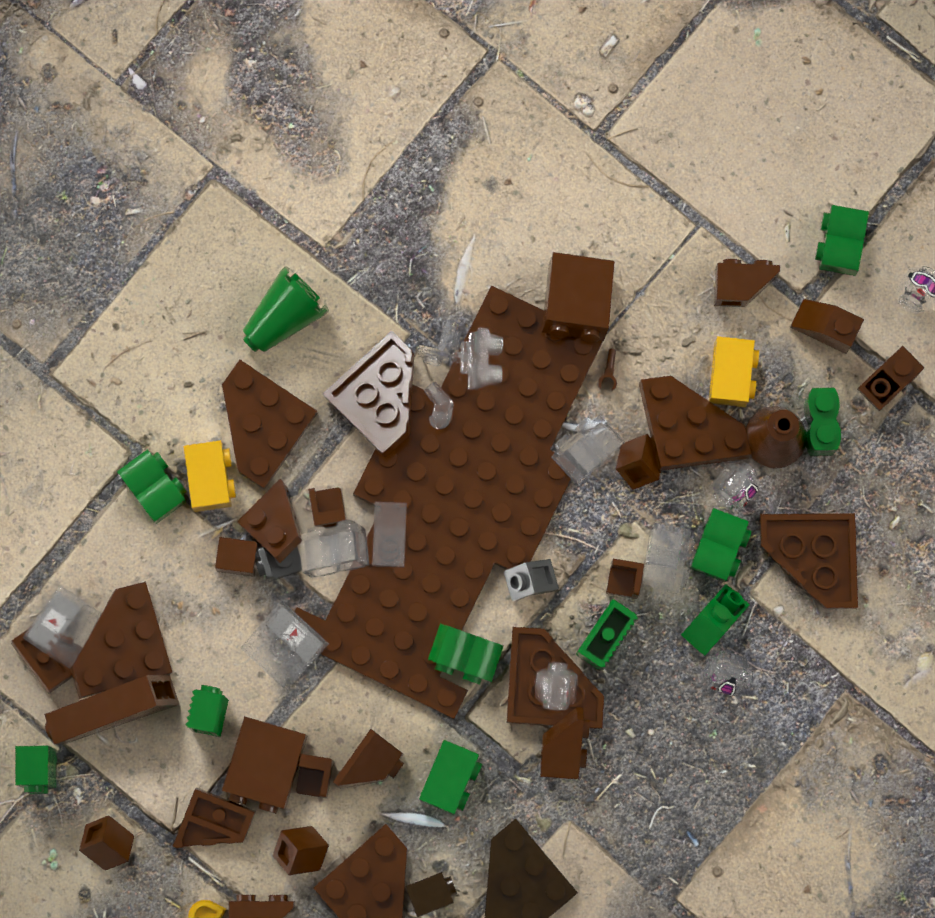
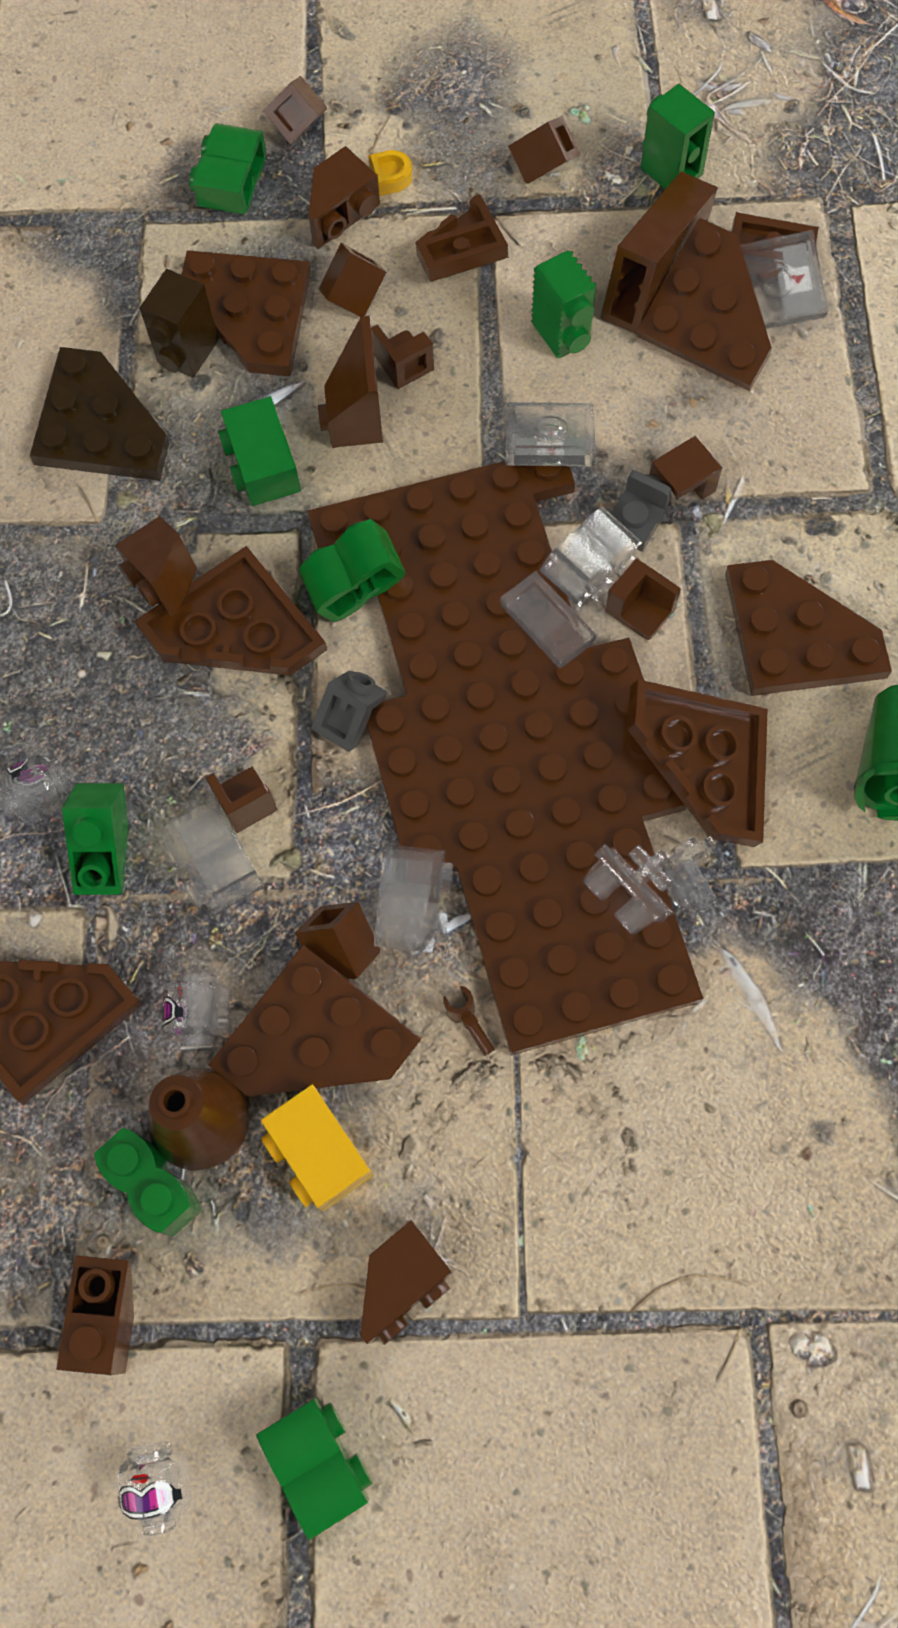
camera: 145 degrees right, 10 degrees down
(152, 486) = (841, 471): green brick -> none
(208, 476) = (796, 526): yellow brick -> none
(264, 764) = (464, 320): reddish brown brick -> none
(273, 522) = (682, 535): reddish brown wing -> none
(442, 406) = (620, 798): clear arm -> none
(556, 686) = (217, 608): clear head -> none
(578, 297) = (587, 1067): reddish brown brick -> none
(607, 635) = (208, 712): green brick -> none
(720, 545) = (159, 925): green brick -> none
(827, 324) = (242, 1323): reddish brown slope -> none

